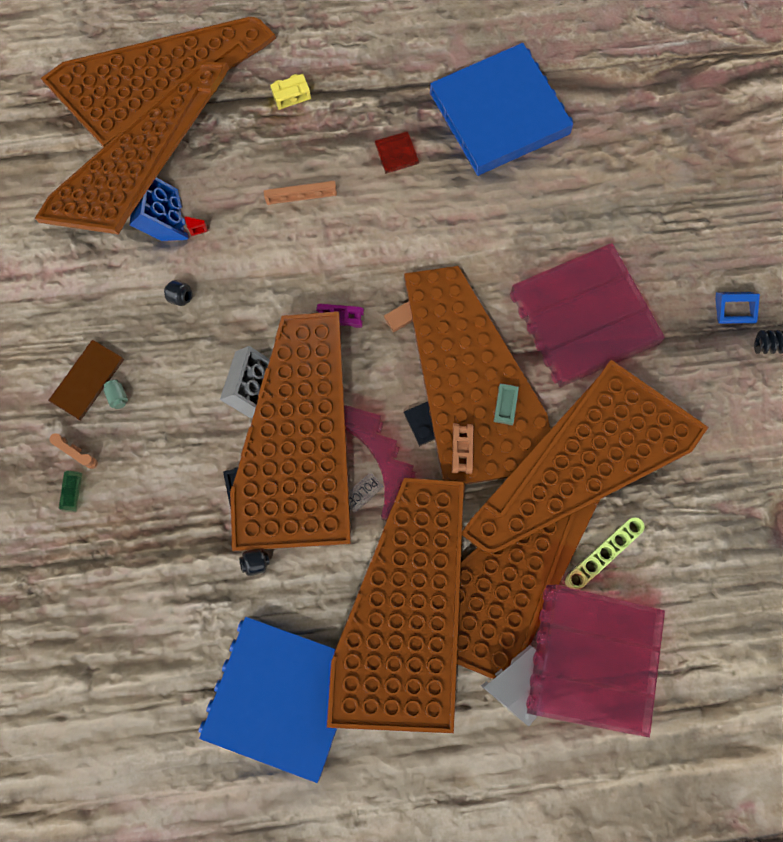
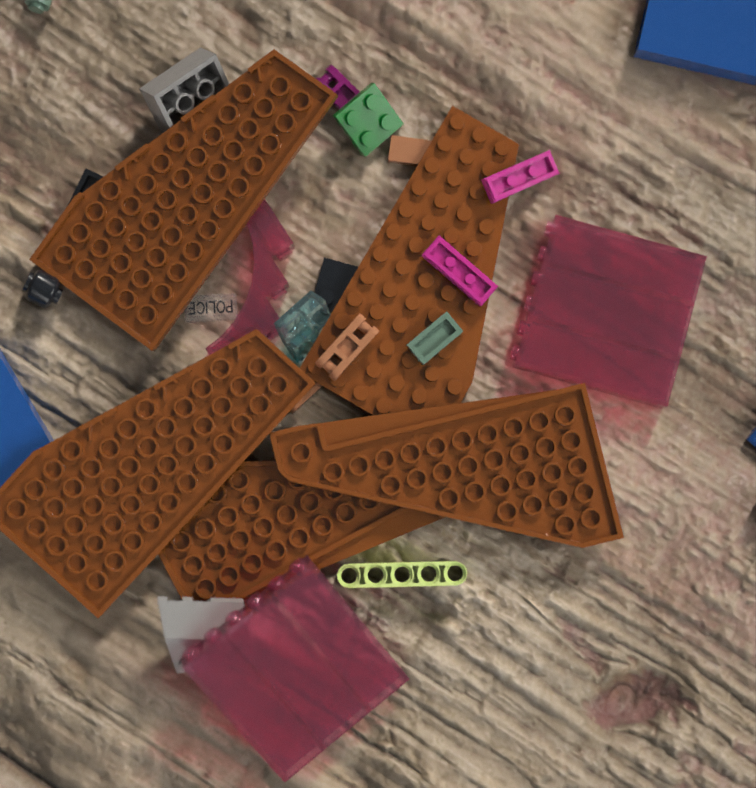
camera: 35 degrees right, 10 degrees up
(364, 316) = (368, 119): none -> green plate
(424, 456) = (302, 323): none -> clear light blue slope
(474, 281) = (520, 176): none -> dark pink tile
(487, 356) = (459, 271): none -> dark pink tile

